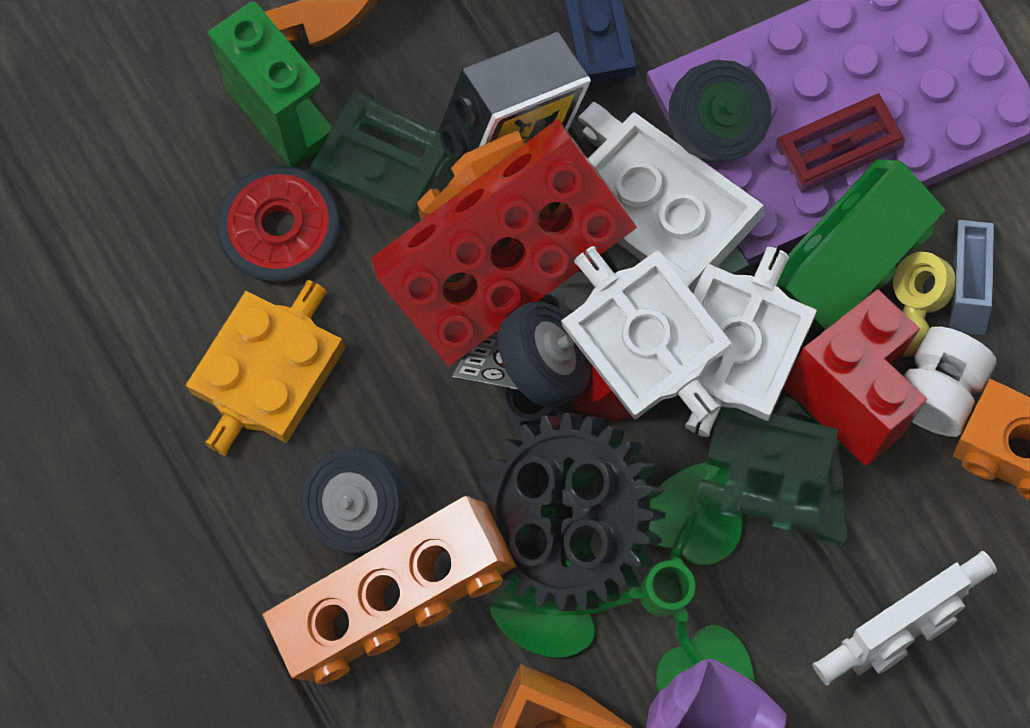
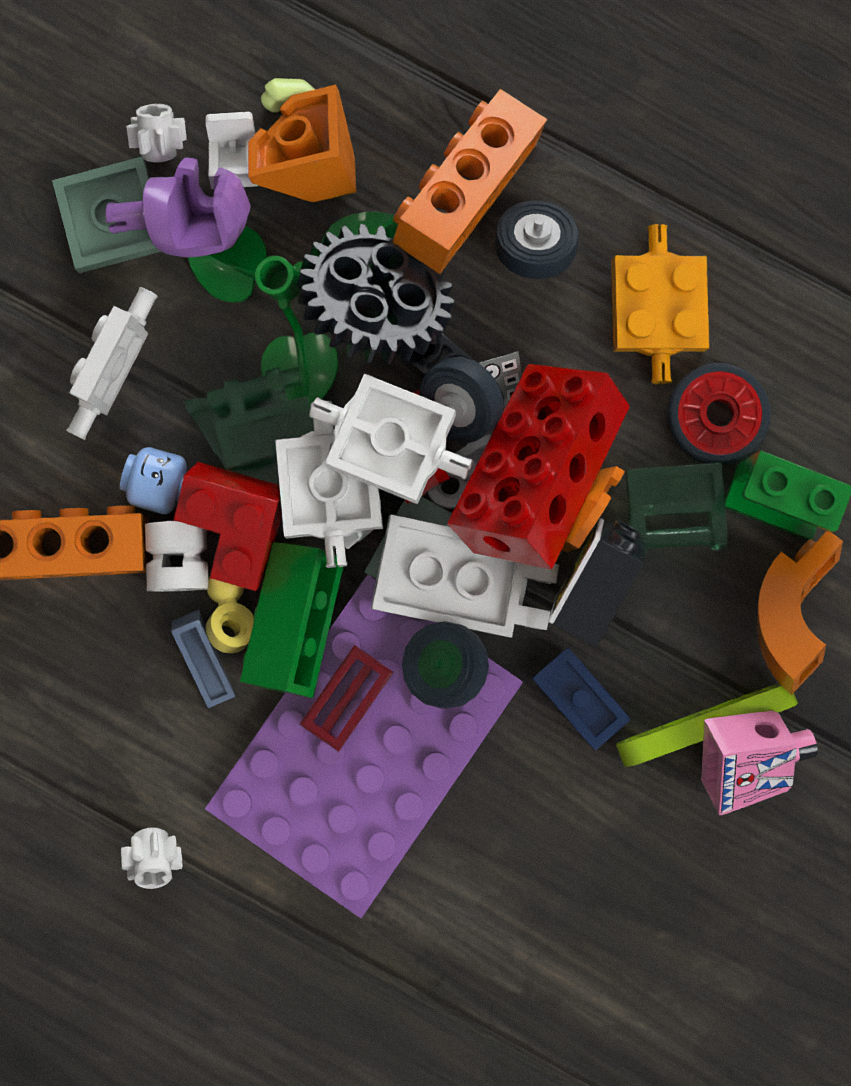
camera: 145 degrees right, 15 degrees up
(923, 474) = (153, 480): none -> light blue head

